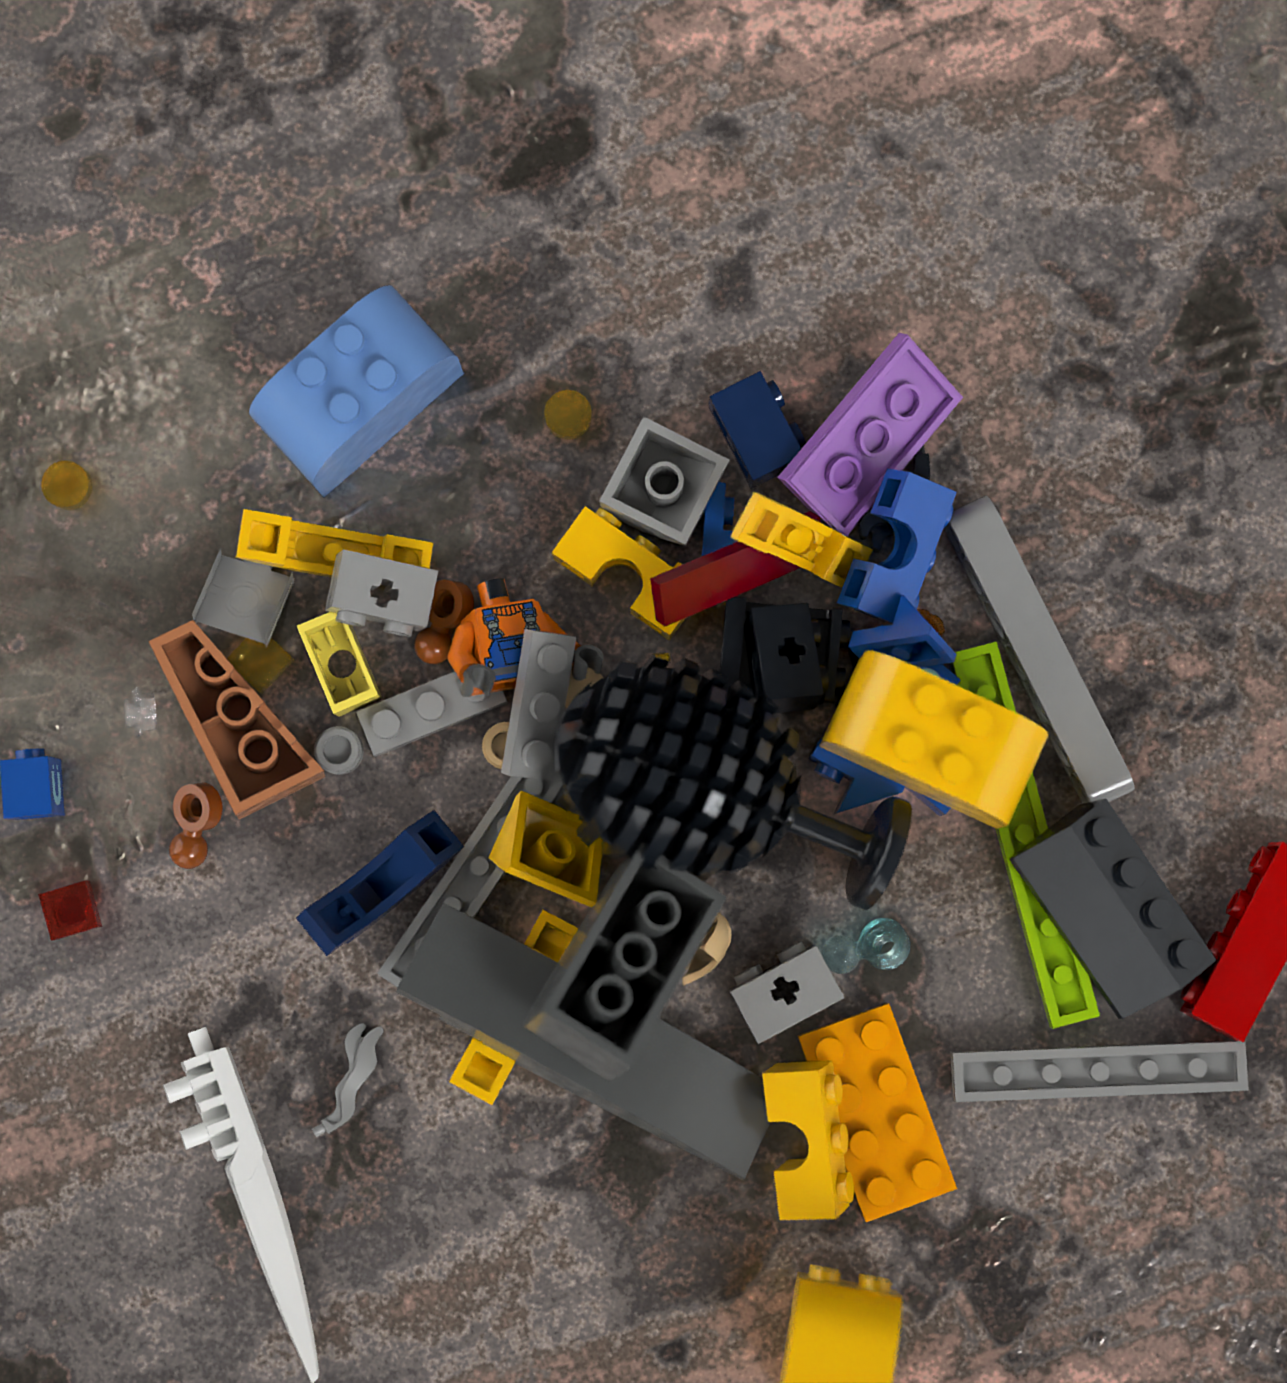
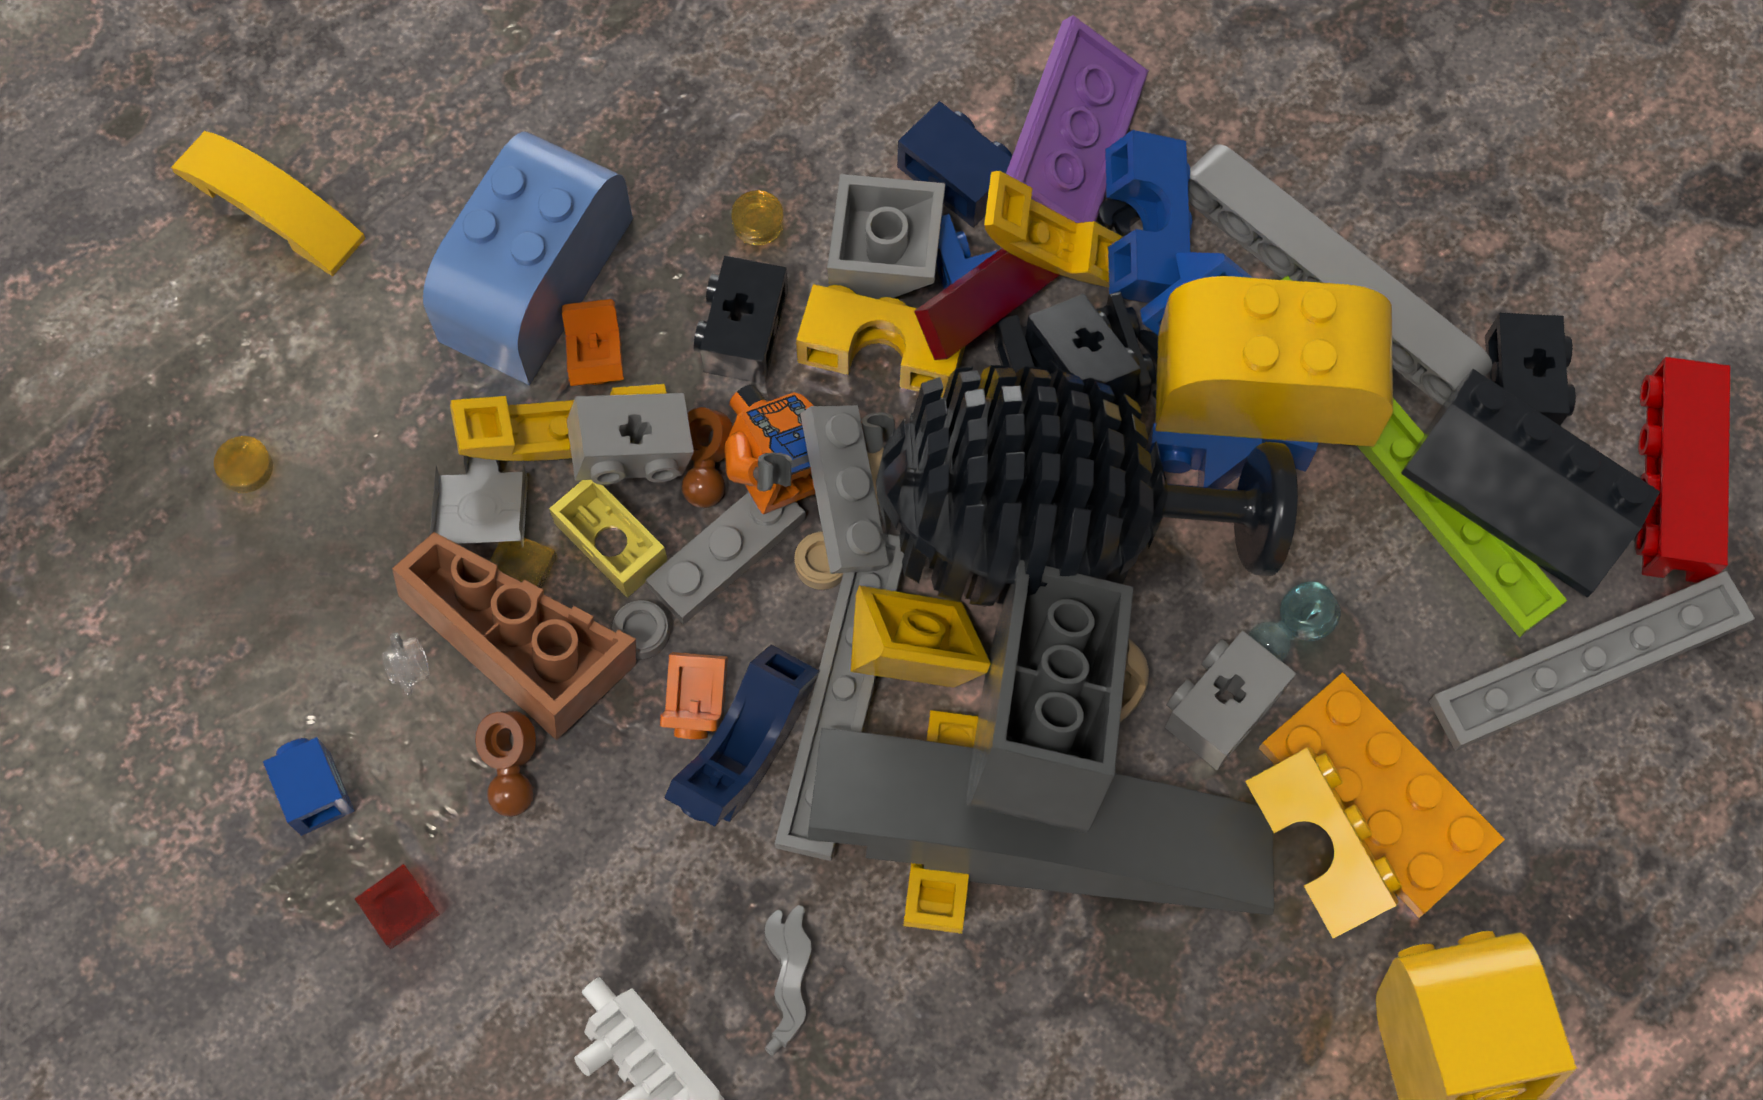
camera: 25 degrees left, 15 degrees down
(160, 247) = (271, 198): none -> yellow slope
(359, 827) = (694, 694): none -> orange bracket
(385, 487) = (592, 342): none -> orange bracket
(516, 536) = (745, 346): none -> black brick
(1159, 779) = (1532, 361): none -> black brick

